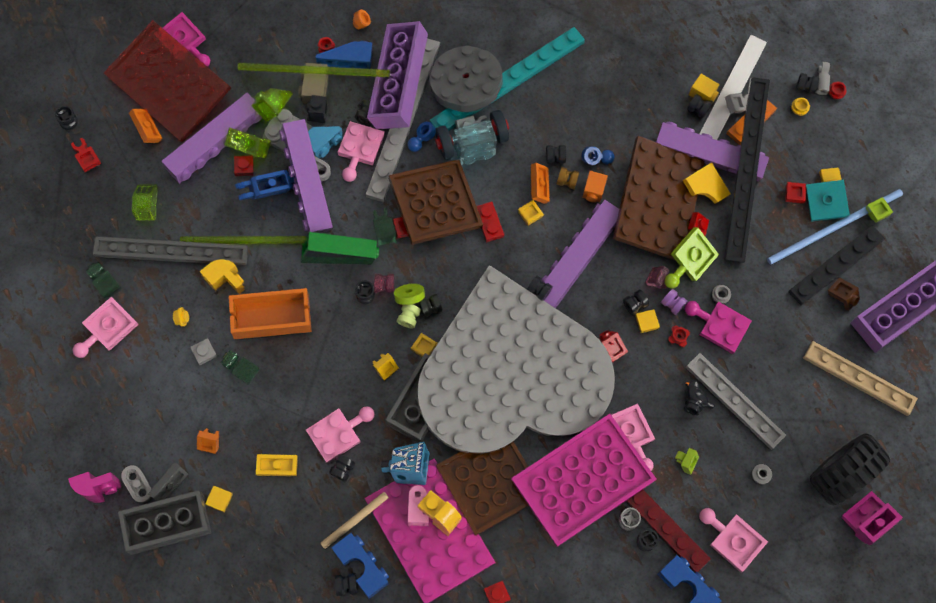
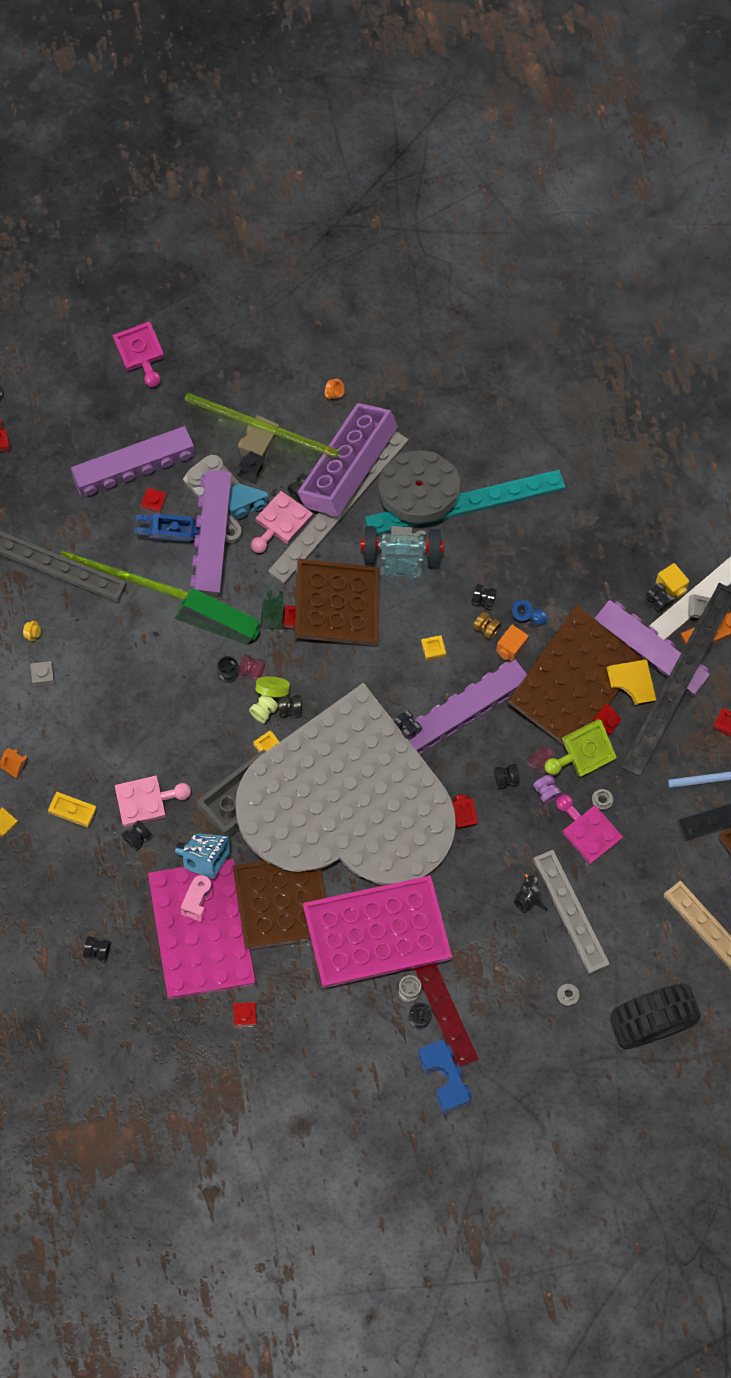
camera: 20 degrees right, 5 degrees down
(144, 202) = (38, 504): clear neon green slope -> none
(145, 126) = (68, 426): orange plate -> none
(167, 80) = (108, 387): clear red plate -> none
(222, 271) = (87, 600): yellow brick -> none
(243, 370) = (75, 704): clear green plate -> none
(247, 143) = (165, 478): clear neon green slope -> none
(270, 313) = (122, 657): orange piece -> none
(271, 102) = (205, 444): clear neon green slope -> none
(325, 41) = (286, 399): red plate -> none
(348, 56) = (307, 423): blue slope -> none
(350, 550) = (114, 917): blue arch -> none
(354, 520) = (129, 890): tan bar -> none
(385, 366) = (220, 750): yellow tile -> none
(425, 132) = (354, 528): blue plate -> none
(442, 513) = (218, 910): yellow brick -> none
(491, 225) = (387, 643): red plate -> none
(540, 183) = (455, 620): orange plate -> none
(636, 429) = (452, 904): bright pink plate -> none
(647, 321) = (511, 800): yellow tile -> none
(684, 333) = (539, 832): red plate -> none
(687, 461) = (495, 953): lime tile -> none
(736, 540) = (511, 1051): bright pink plate -> none
(871, 518) = (663, 1077): dark pink brick -> none

